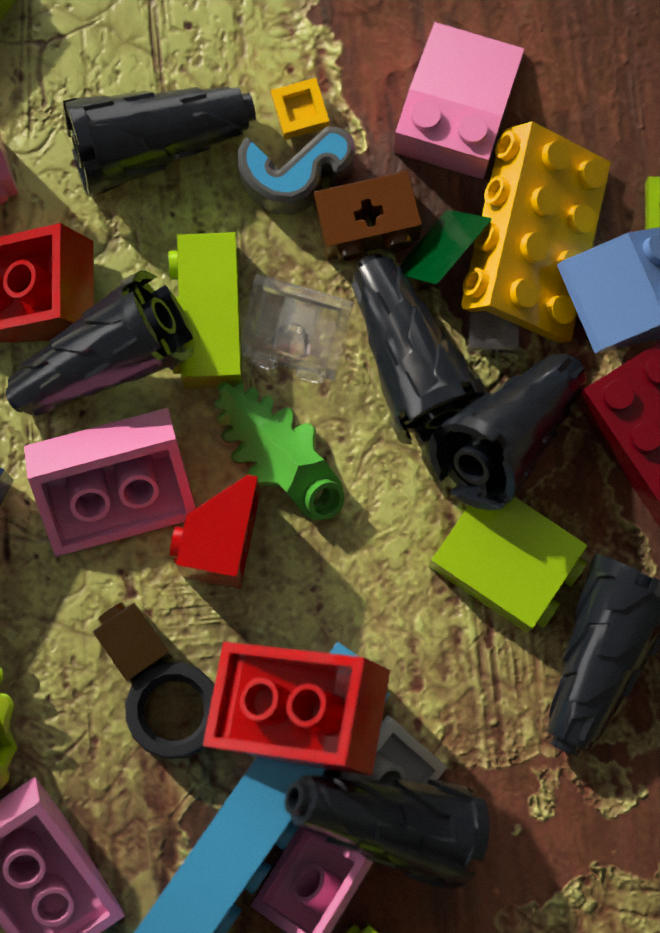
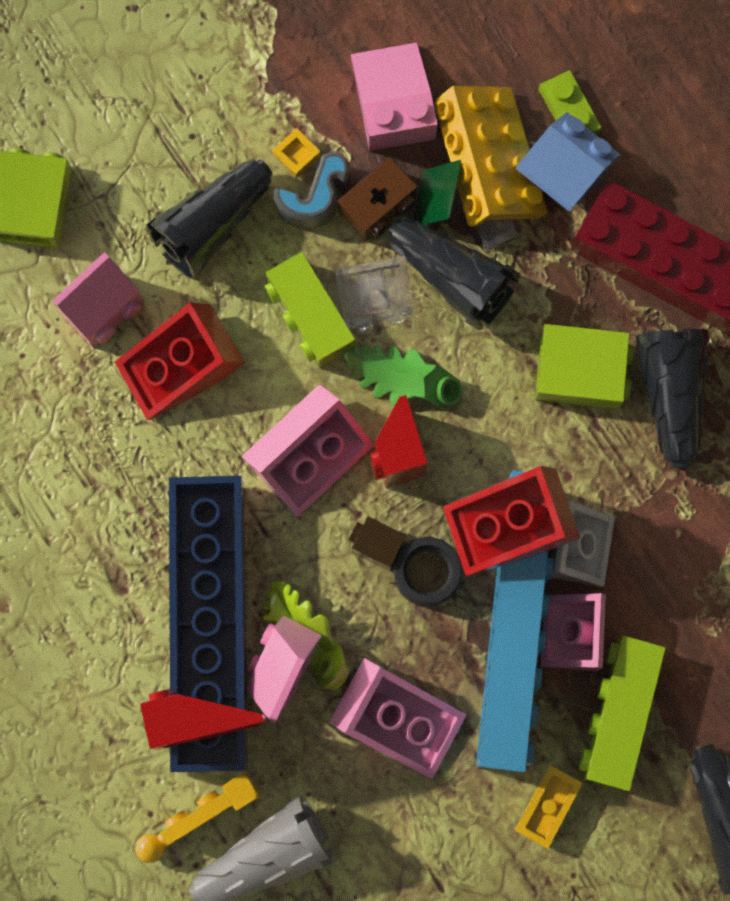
camera: 25 degrees left, 0 degrees up
(113, 343) = (267, 359): black cone -> none
(403, 824) = (616, 560): black cone -> none
(501, 435) = (541, 291): black cone -> none

